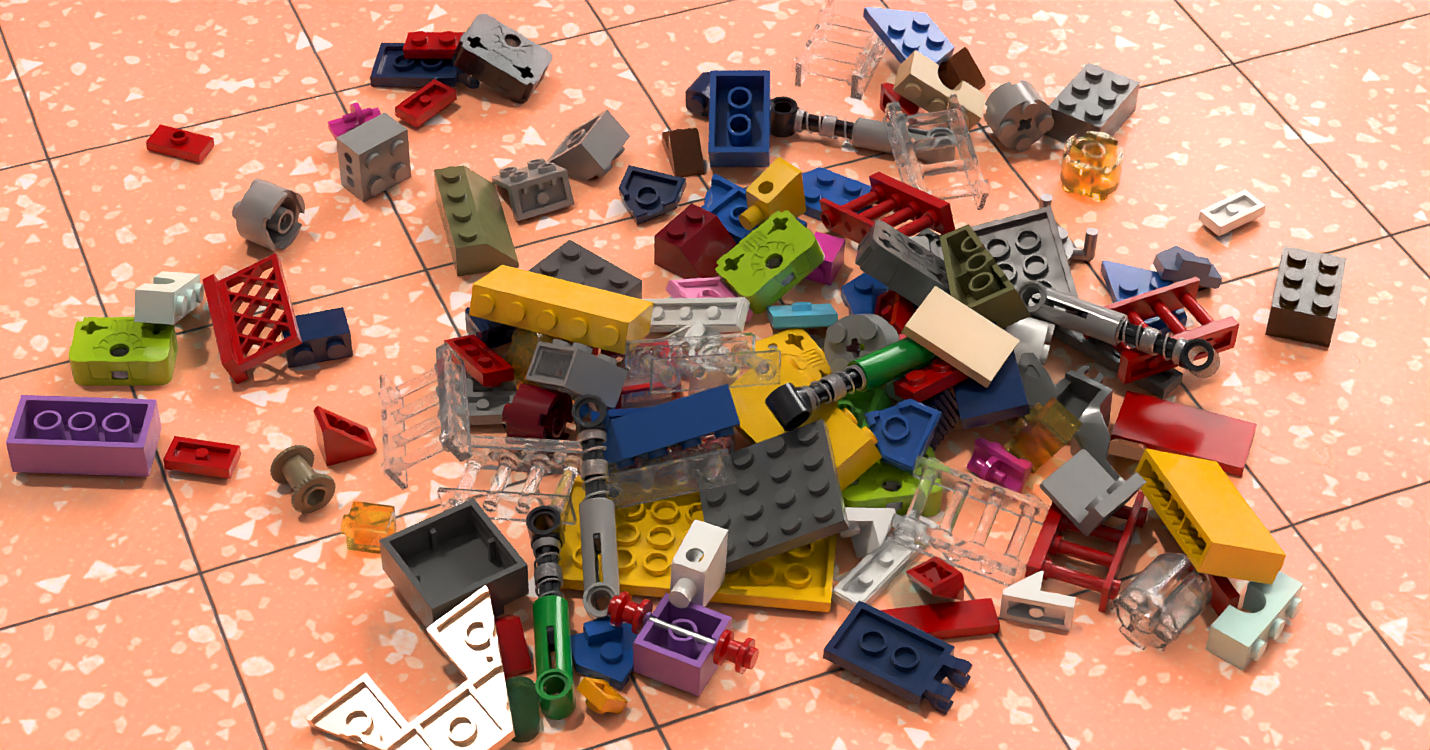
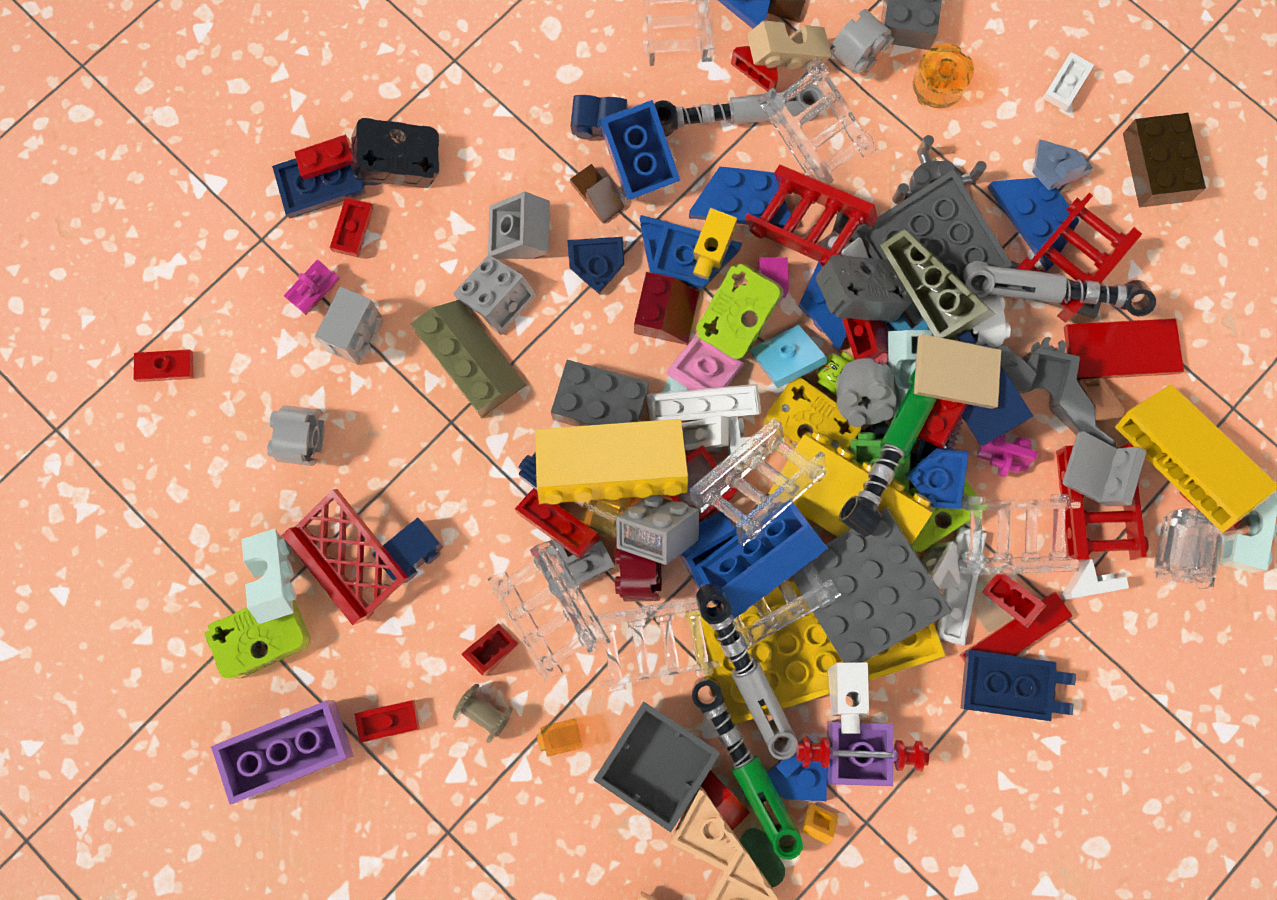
camera: 25 degrees left, 35 degrees up
(1043, 433) = (1049, 419): clear yellow brick -> none

